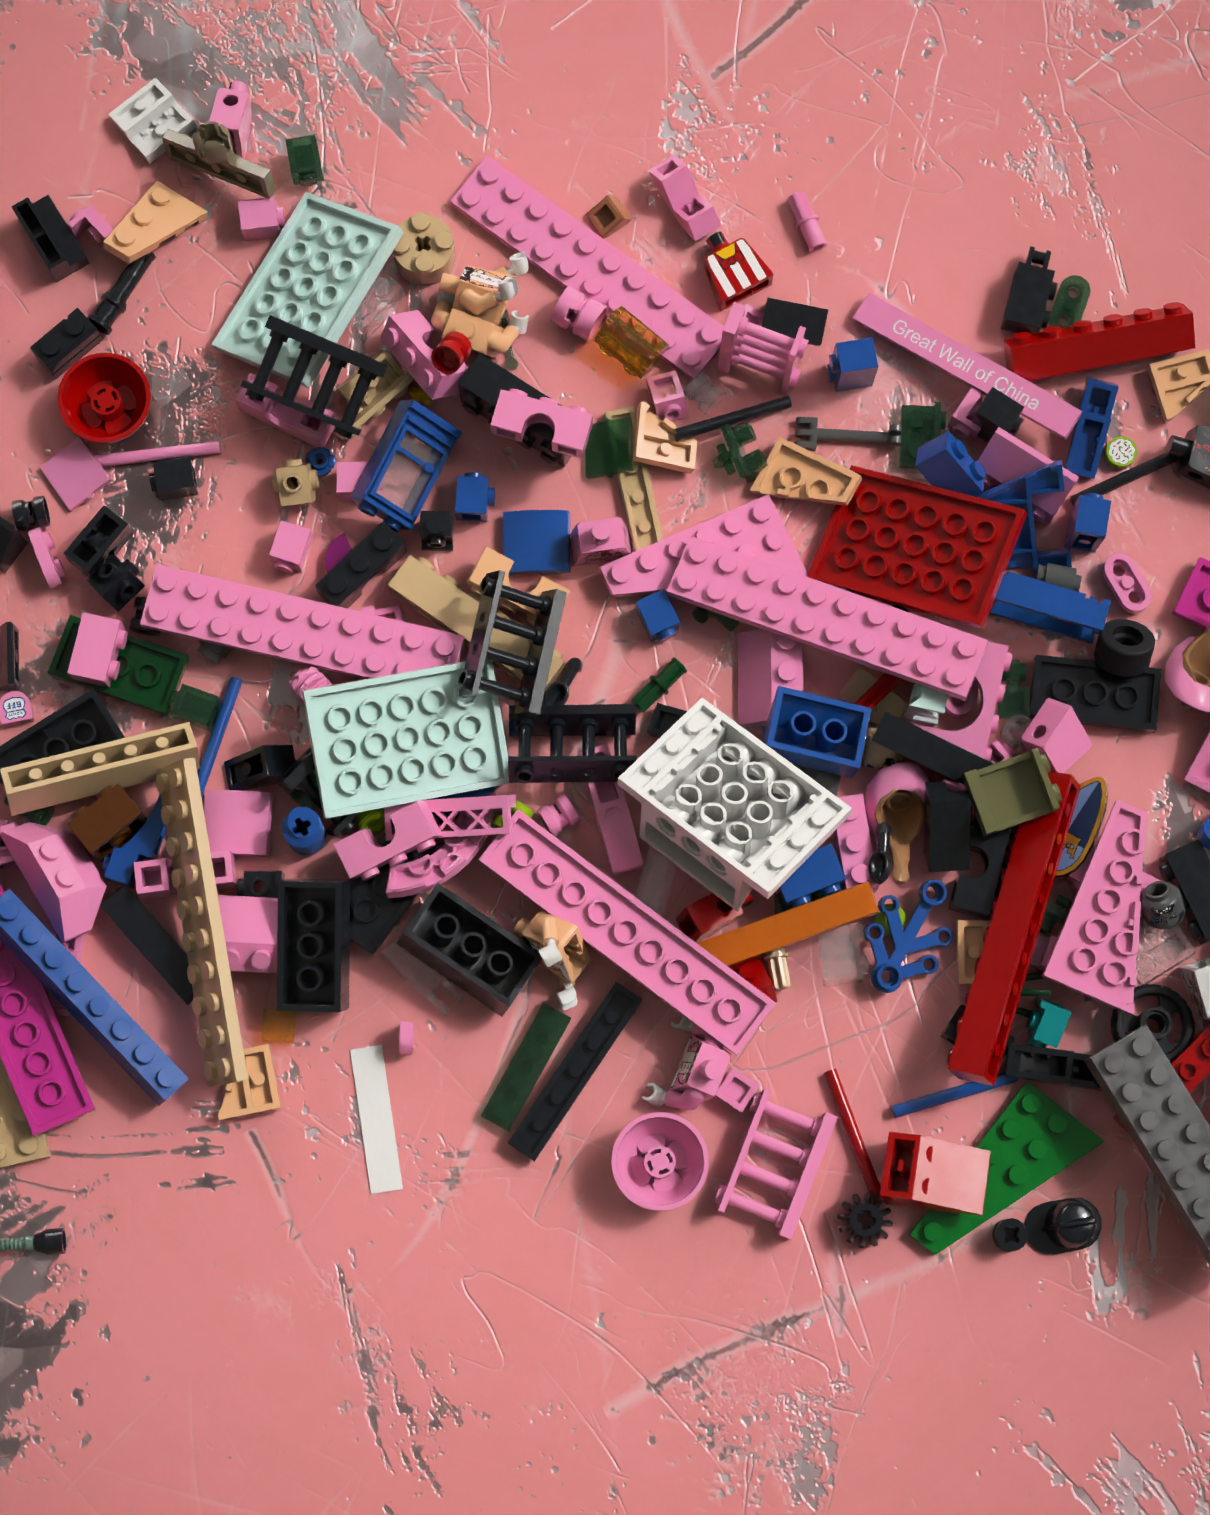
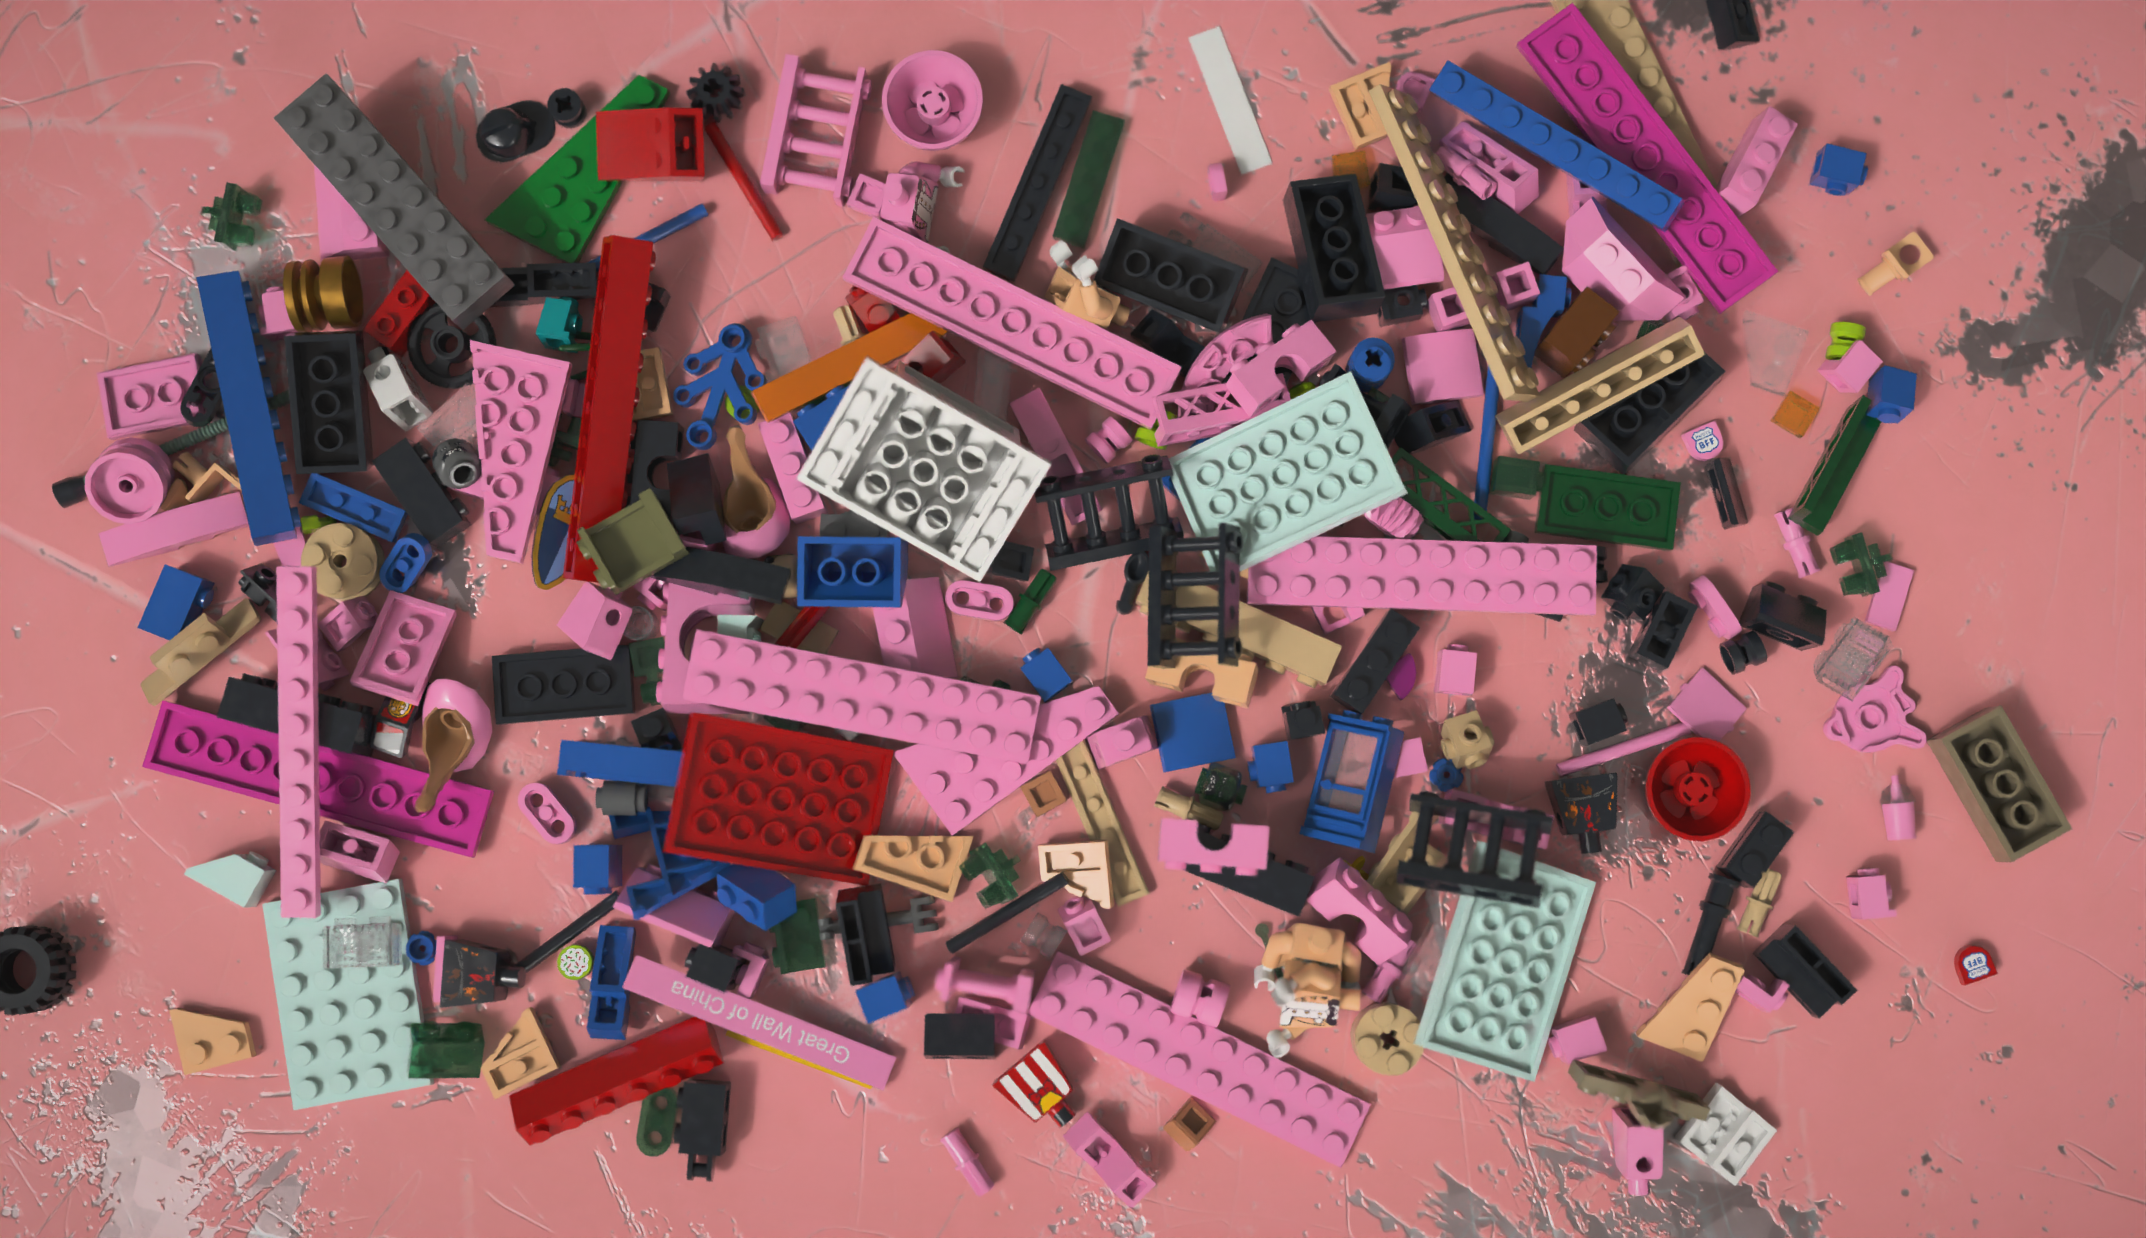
camera: 175 degrees right, 5 degrees up
(74, 298) = (1760, 902): none -> tan axle
(97, 650) = (1634, 511): bright pink brick -> none
(147, 999) = (1514, 176): none -> bright pink slope
(173, 994) = (1466, 173): none -> bright pink pin
(199, 1093) = (1417, 86): none -> bright pink tile
(204, 409) = (1585, 807): none -> black torso
(255, 996) = (1390, 189): none -> black brick
(276, 684) = (1434, 517): none -> dark green fence
(304, 160) = (1543, 1118): clear green brick -> none
(414, 301) = (1387, 973): none -> bright pink pin
(451, 352) = (1330, 908): red wheel -> none
(484, 892) = (1165, 339): none -> black slope
(522, 488) = (1220, 787): none -> clear green head
(554, 476) = (1188, 808): none -> tan axle
(609, 448) = (1135, 851): clear green piece -> none
(630, 342) = (1135, 975): clear yellow brick -> none
(680, 513) = (1043, 794): none -> nougat plate
(706, 689) = (979, 601): none -> bright pink plate
(861, 422) = (865, 933): none -> black piece
(881, 862) = (759, 446): black piece -> none
(1017, 628) = (657, 731): none -> black brick
(1124, 648) = (536, 719): black tyre -> none

